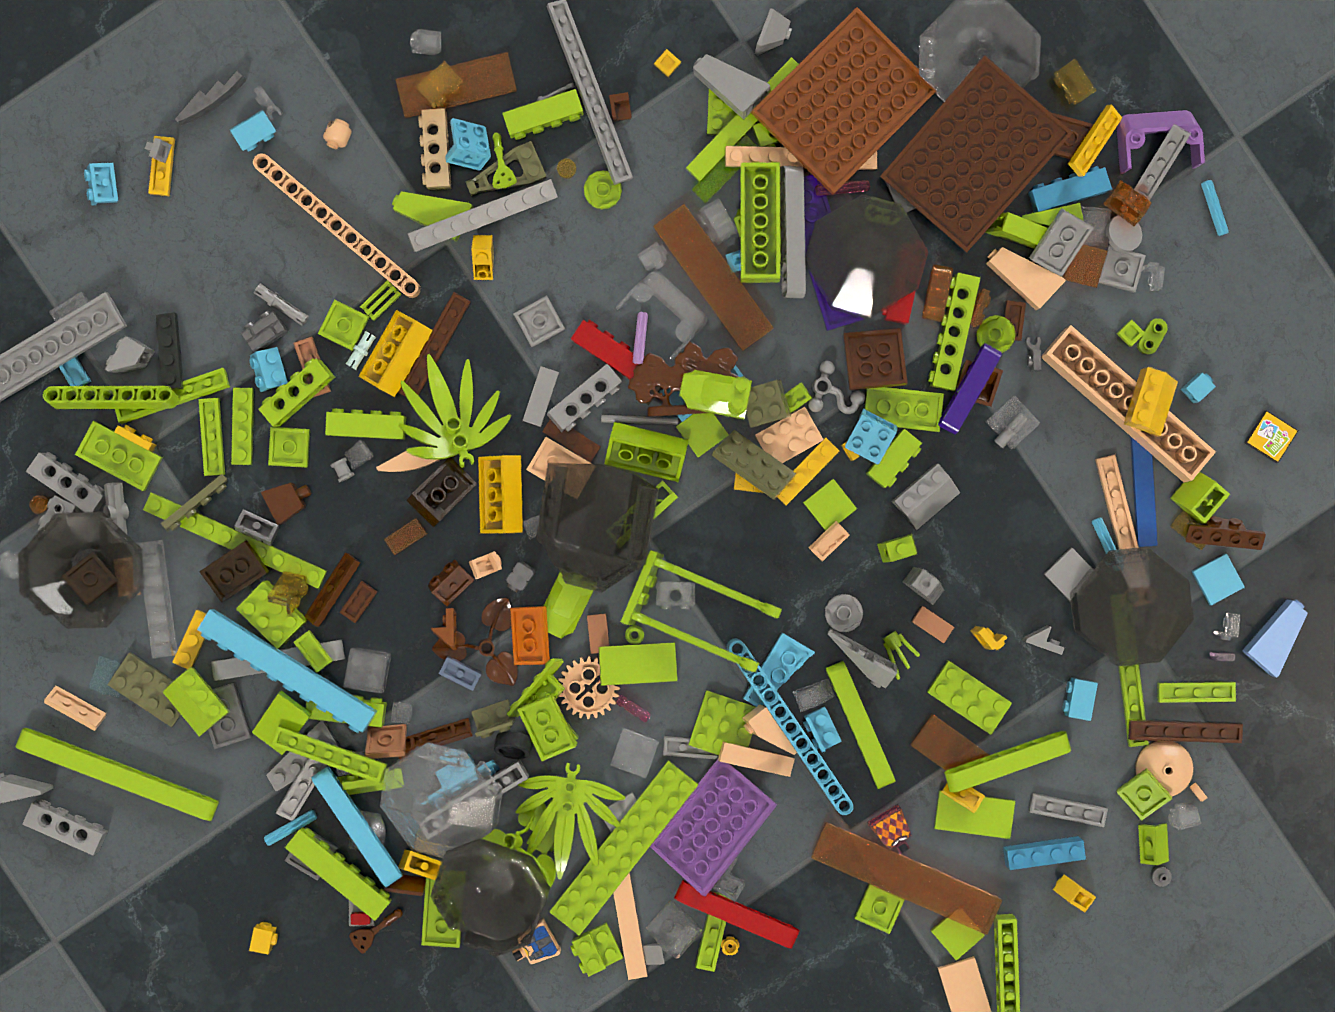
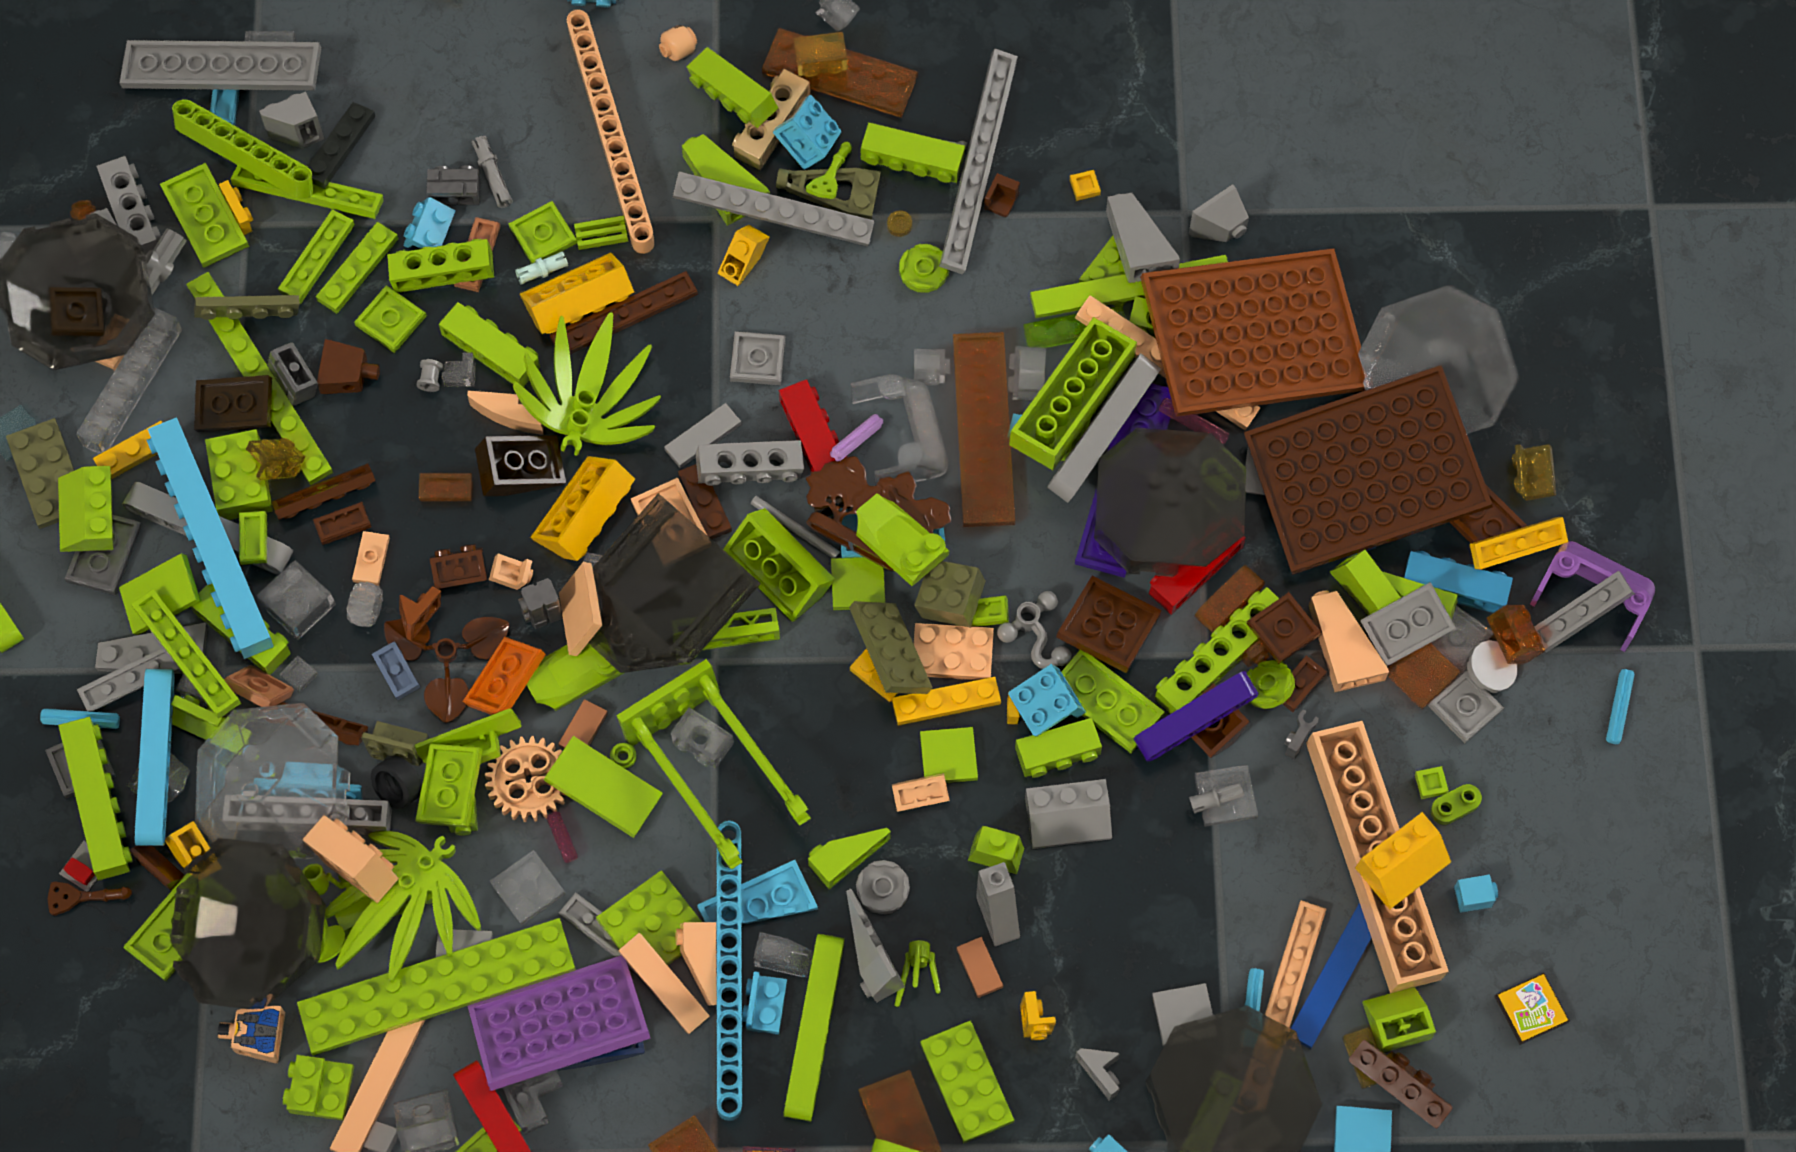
camera: 30 degrees right, 20 degrees down
(392, 611) = (371, 558): none -> light nougat plate
(398, 146) = (731, 87): none -> lime brick
(412, 646) = (364, 604): none -> clear gear
(526, 818) = (351, 858): none -> light nougat brick
(548, 565) = (580, 609): none -> light nougat tile
(808, 612) = (843, 855): none -> lime slope
(985, 294) = (1283, 628): none -> reddish brown tile
(1155, 279) = (1500, 737): clear bracket -> none

